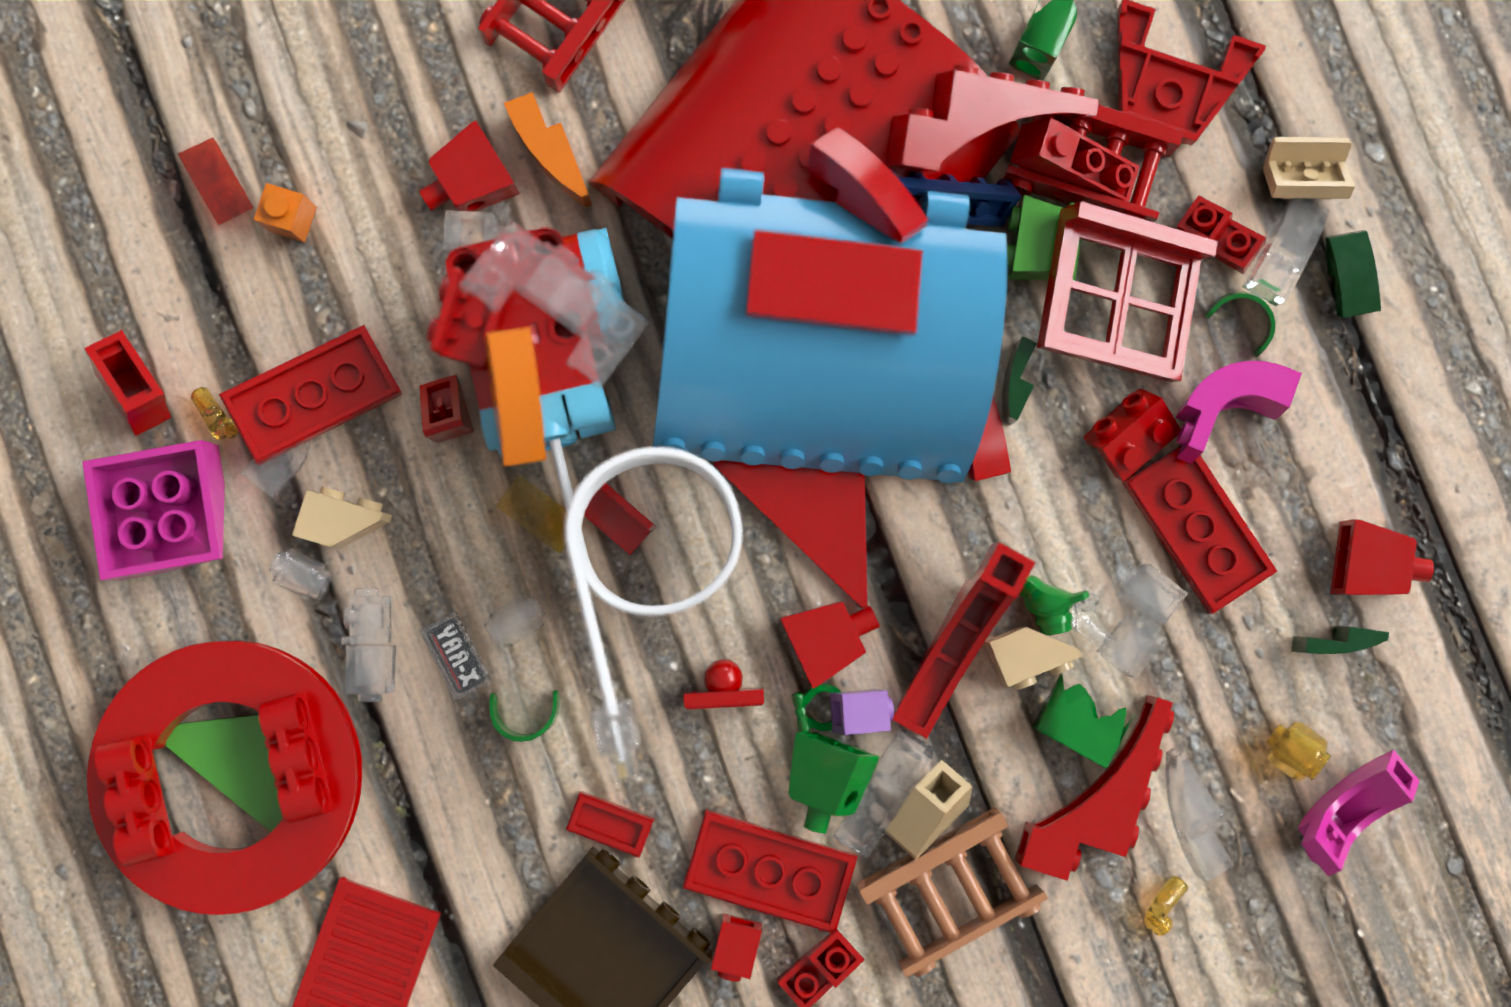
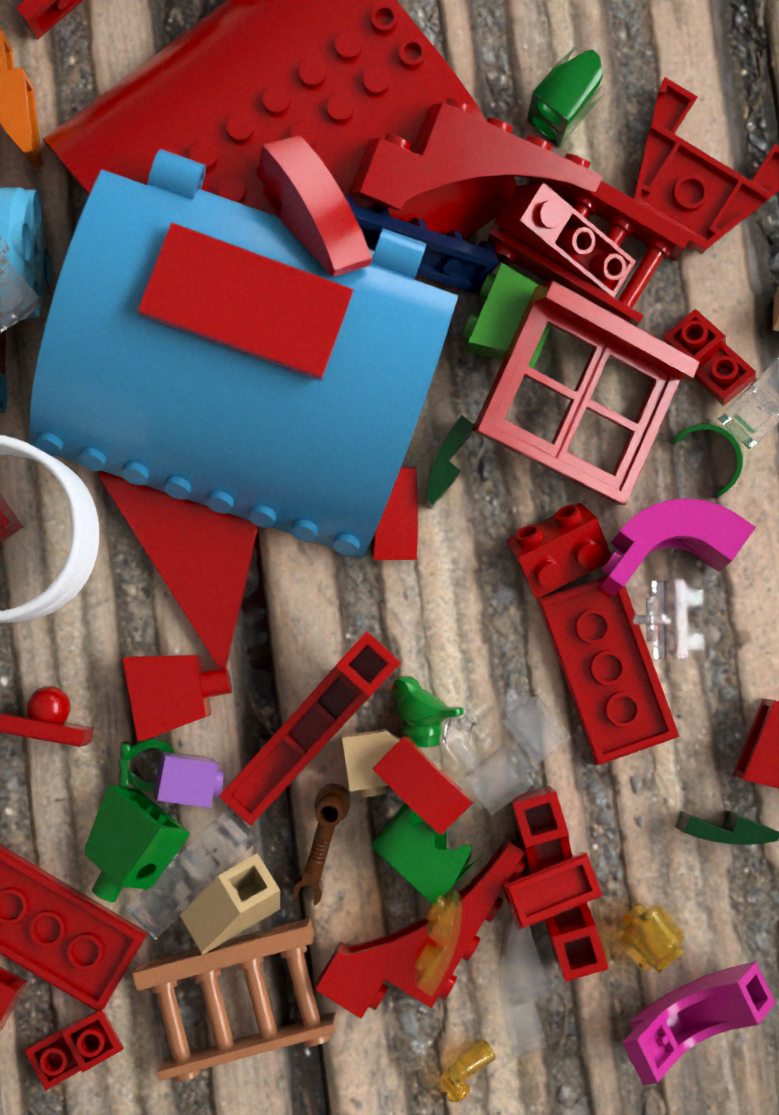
camera: 15 degrees right, 0 degrees up
(983, 699) = (339, 798): none -> reddish brown brick
(1072, 665) = (422, 785): none -> red slope
(1122, 779) = (443, 928): none -> clear yellow slope
(1204, 729) = (551, 890): none -> red tile
(1220, 750) = (545, 842): none -> red arch
(1245, 471) = (668, 619): none -> clear hips

